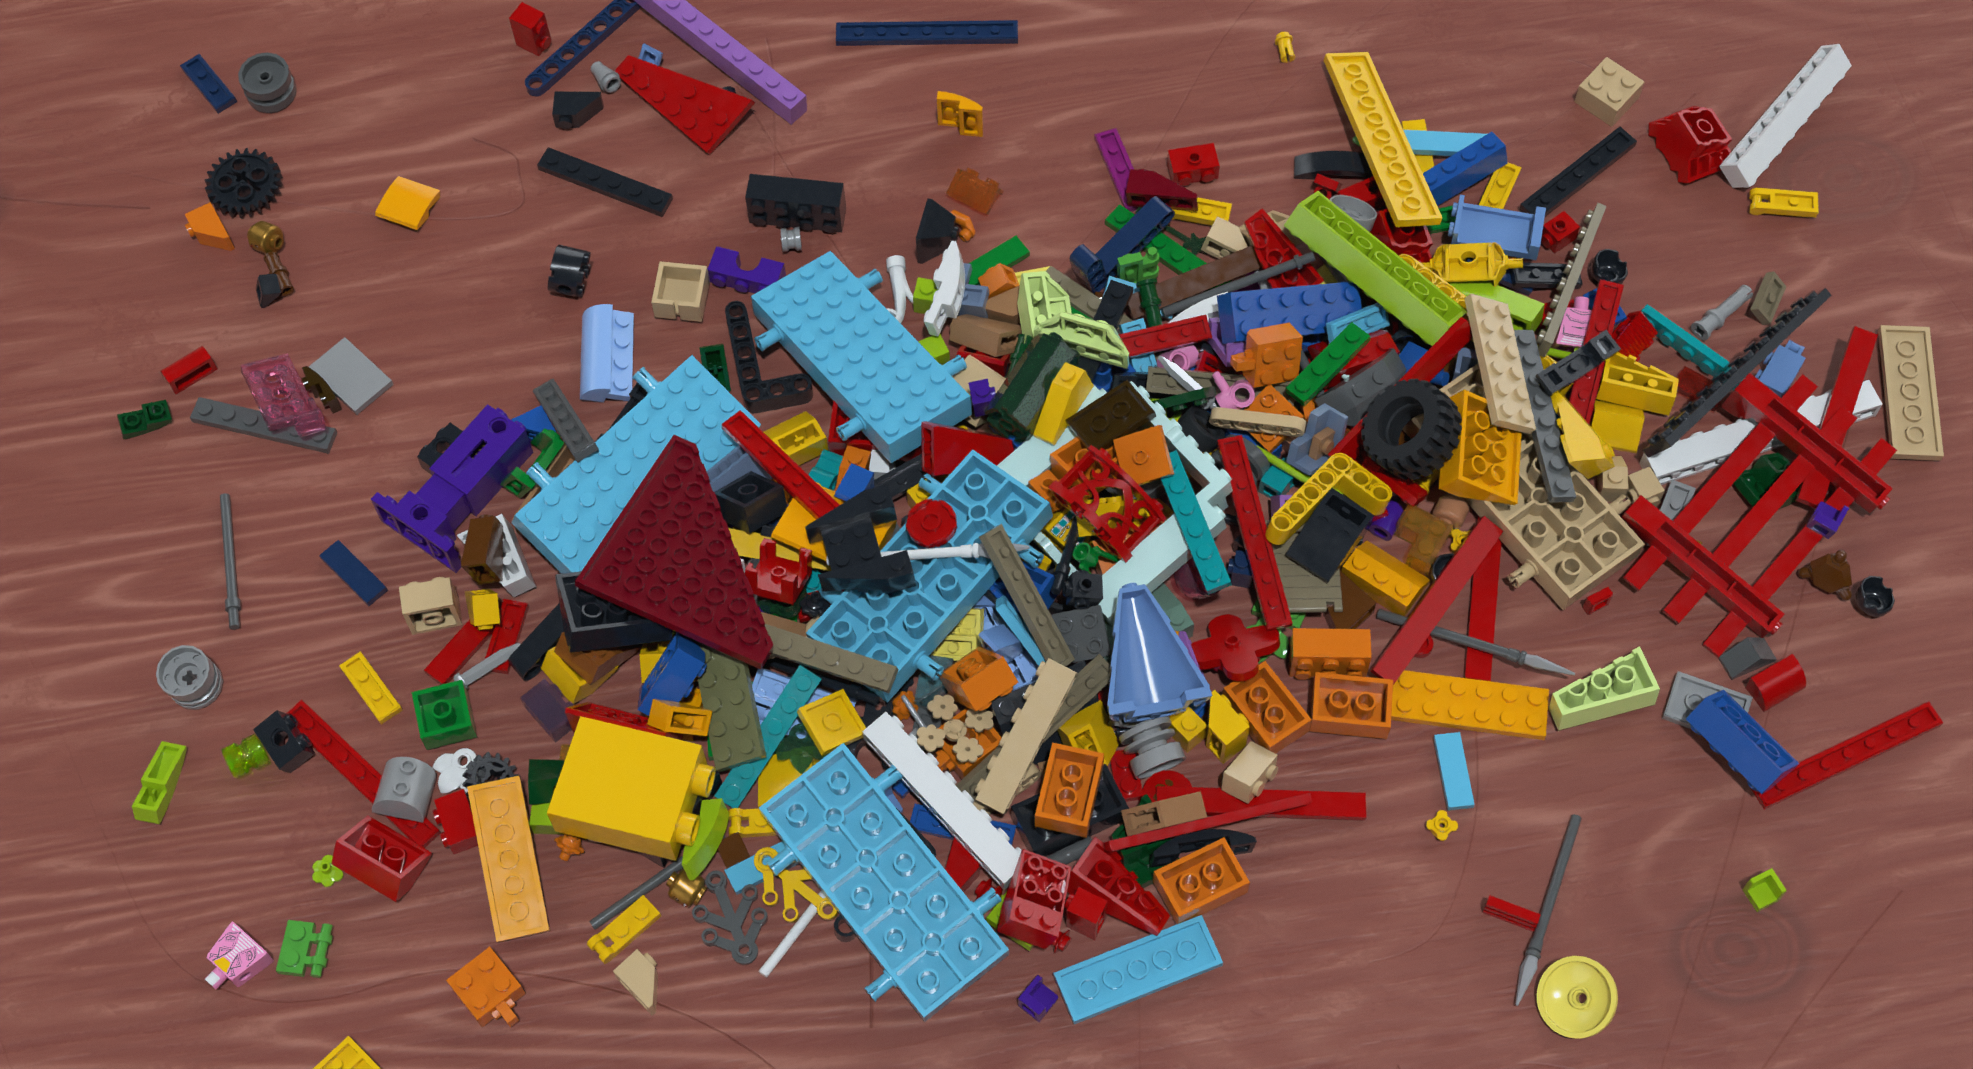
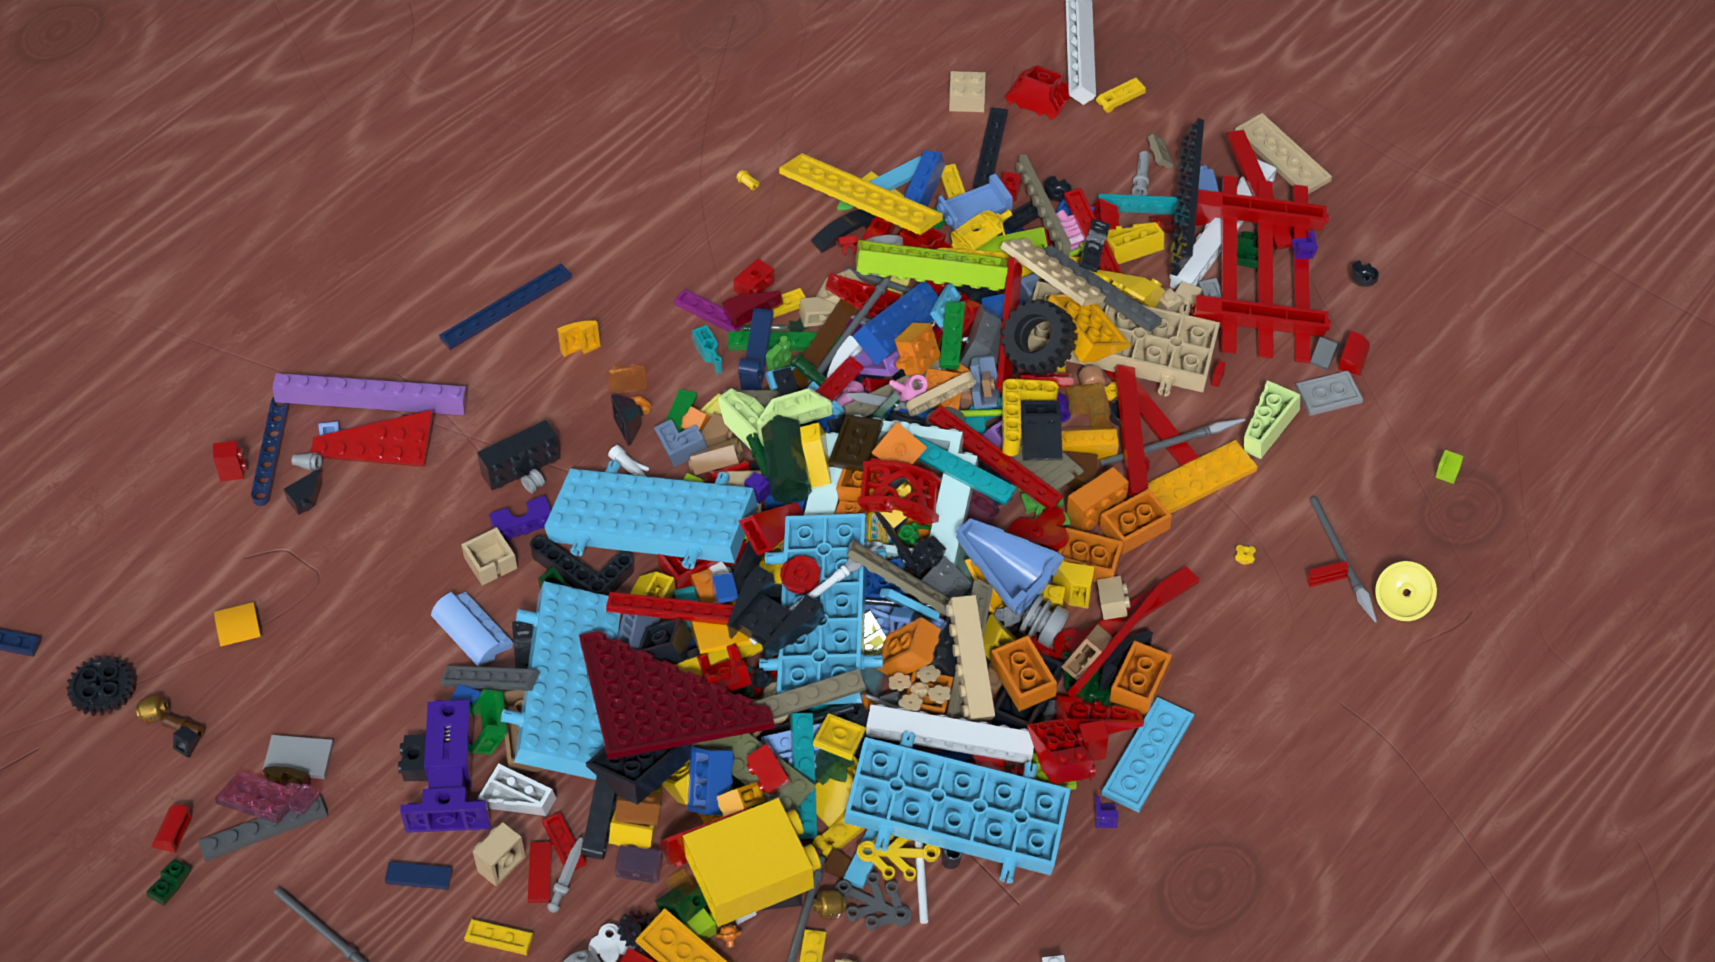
camera: 40 degrees left, 10 degrees down
(208, 228) = (102, 730): orange slope -> none
(267, 82) = (59, 610): dark grey wheel -> none
(444, 714) = (571, 914): green brick -> none
(483, 608) = (537, 831): yellow slope -> none
(484, 550) = (511, 789): reddish brown slope -> none
(568, 270) = (399, 591): black brick -> none
(605, 182) = (367, 526): black plate -> none
(711, 830) = (824, 874): lime slope -> none
(725, 707) = (768, 770): none -> red brick
(923, 295) = (657, 458): lime brick -> none
(950, 292) = (672, 439): white slope -> none
(1082, 208) = (707, 347): none -> teal piece
(1453, 771) = (1223, 520): medium azure tile -> none
(1618, 425) = (1143, 267): yellow slope -> none
(1741, 741) = (1367, 396): blue slope -> none
(1830, 574) = (1330, 276): reddish brown rock -> none
(1852, 753) = (1424, 369): red tile -> none

